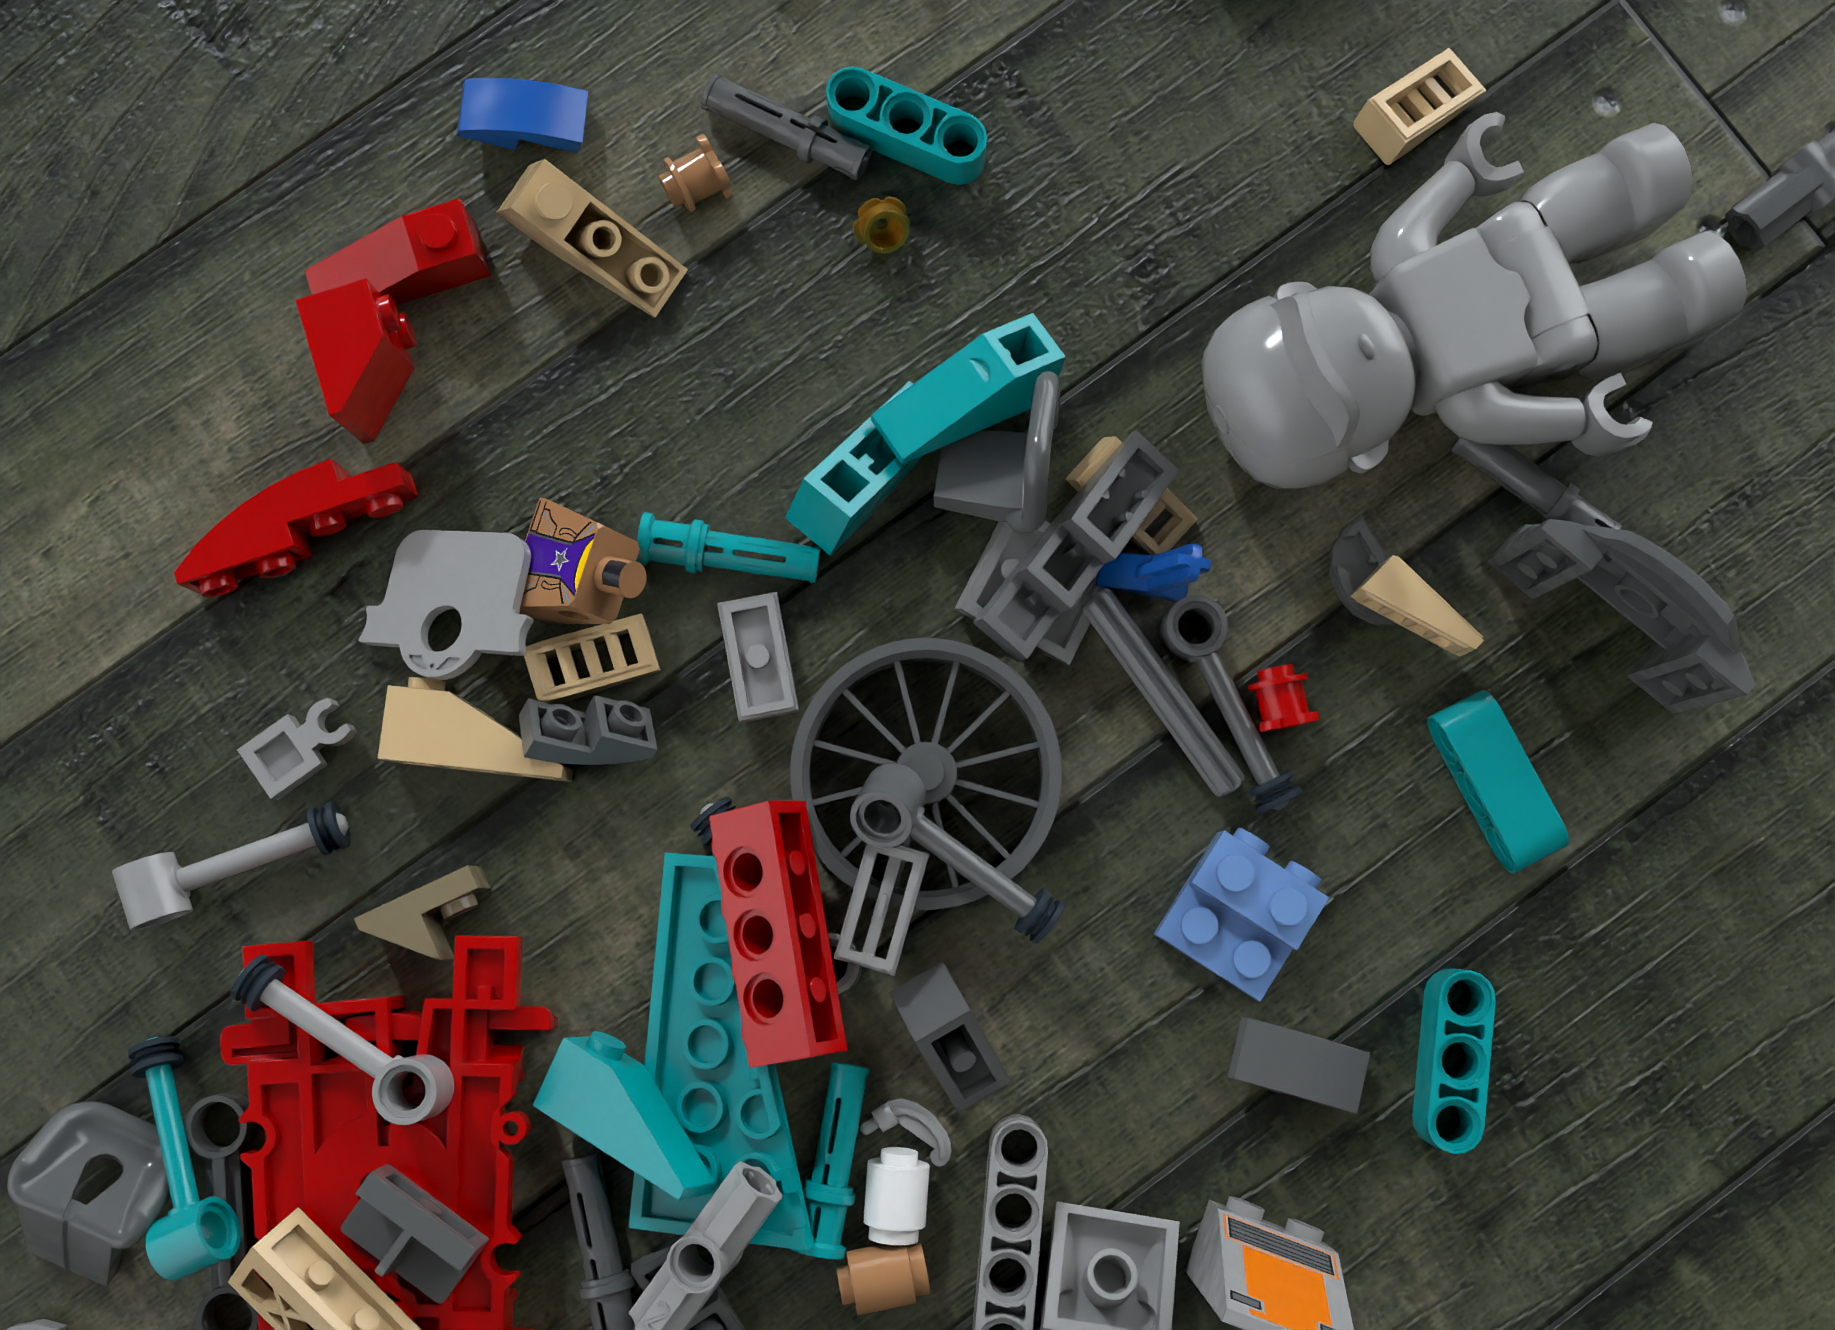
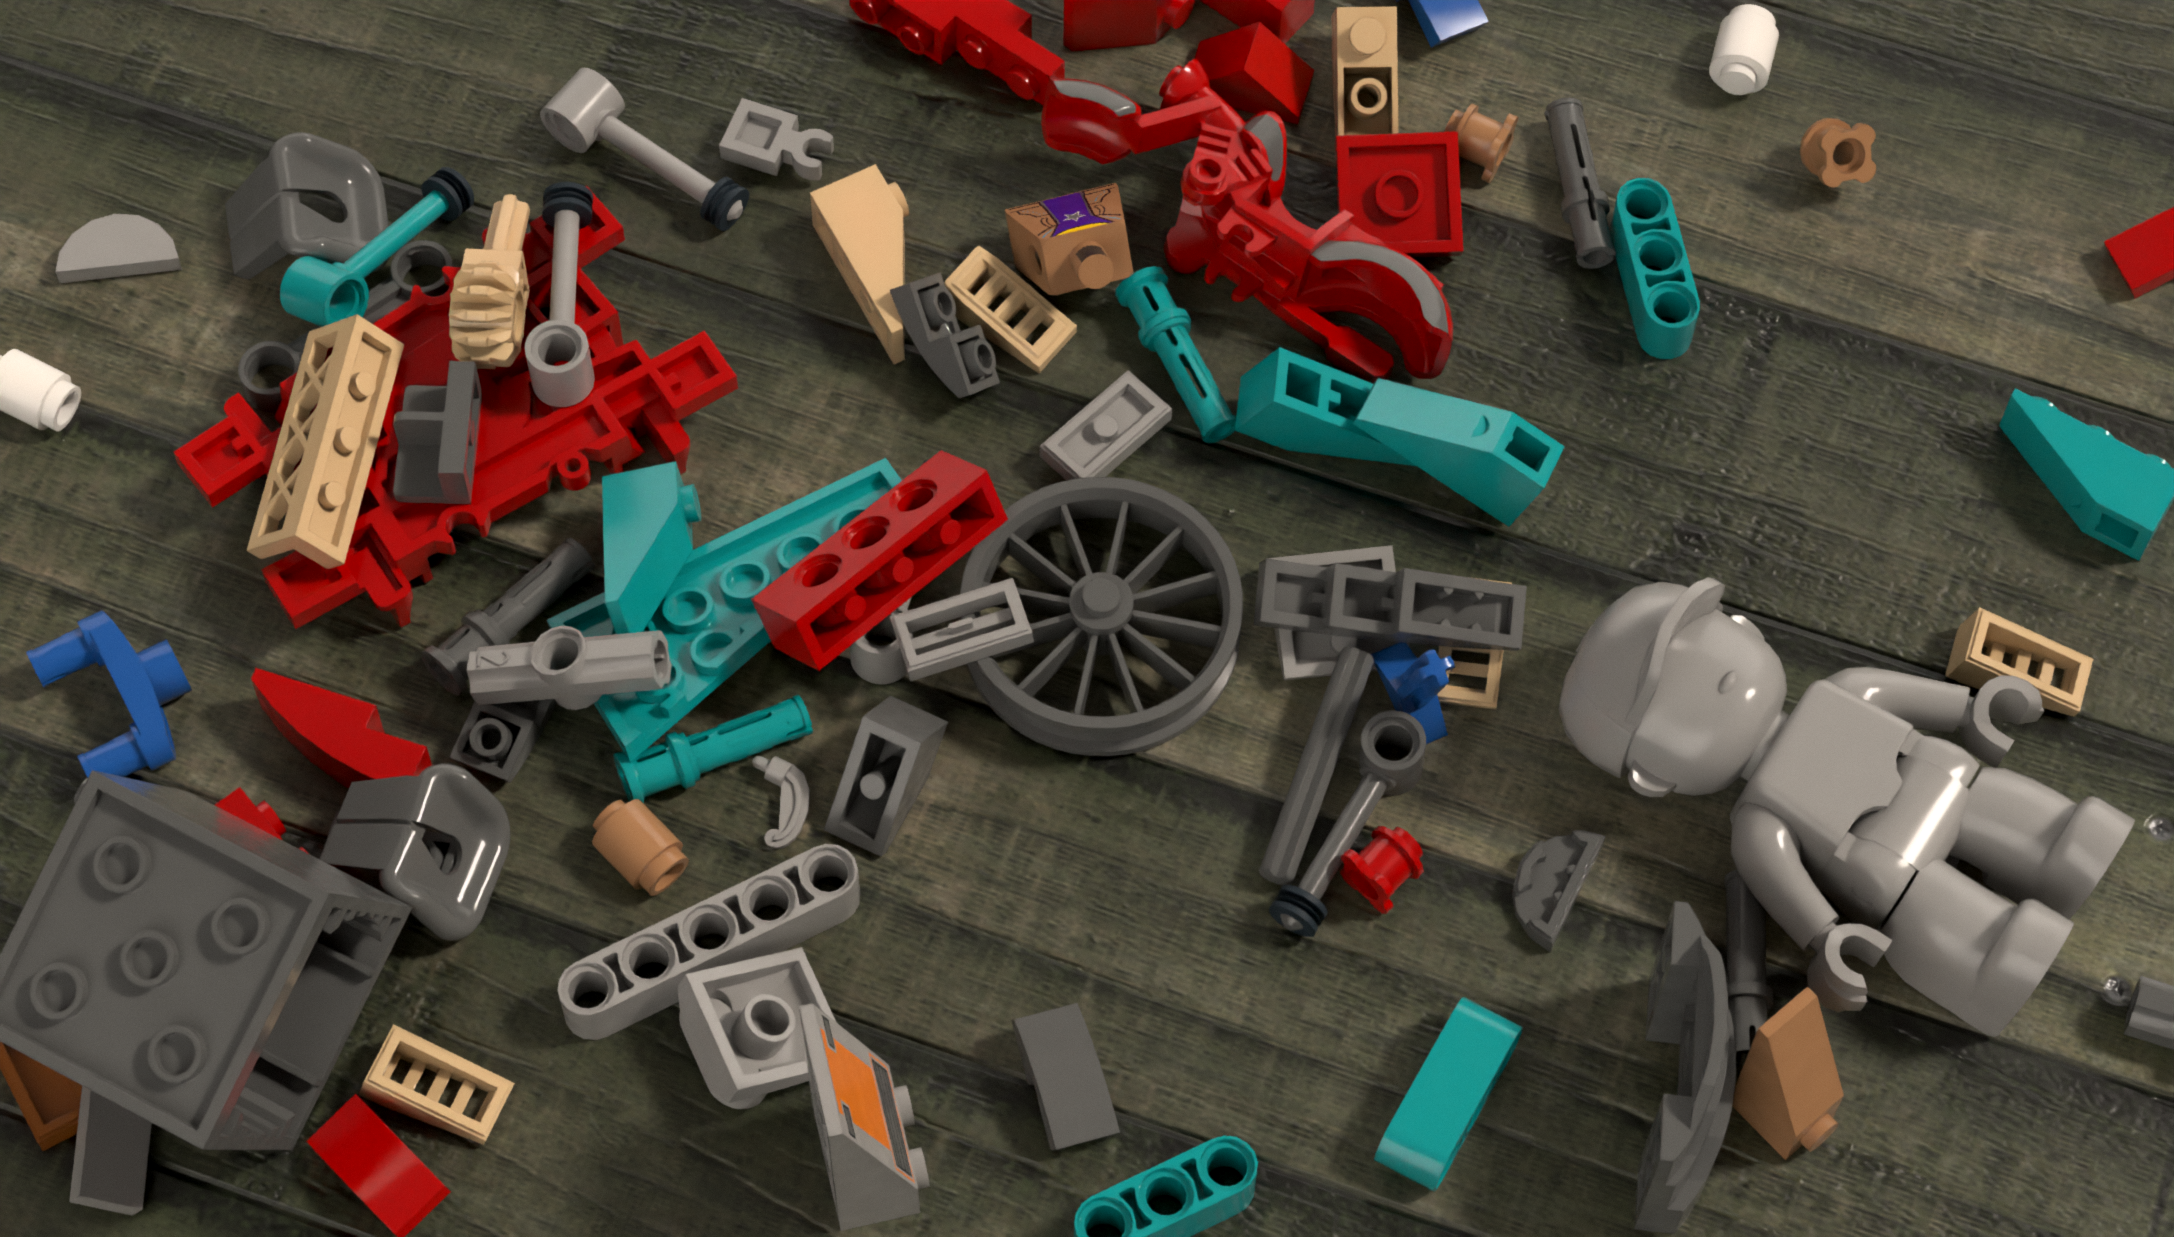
camera: 55 degrees right, 20 degrees down
(302, 1104) = (492, 291): none -> tan gear
(413, 918) = (702, 304): dark tan slope -> none
(456, 570) = (1001, 156): light grey piece -> none
(502, 315) = (1256, 72): none -> red slope
(656, 424) = (1244, 232): none -> red piece
(706, 277) = (1403, 189): none -> red plate
(888, 236) = (1541, 309): pearl gold plate -> none
(890, 828) = (1057, 586): dark grey piece -> none
(896, 1196) = (717, 814): white brick -> none
(1004, 471) = (1410, 512): dark grey piece -> none
(1242, 912) = (1170, 951): medium blue plate -> none
(1410, 602) = (1548, 892): tan slope -> none
(1673, 520) = (1791, 1079): none -> medium nougat slope

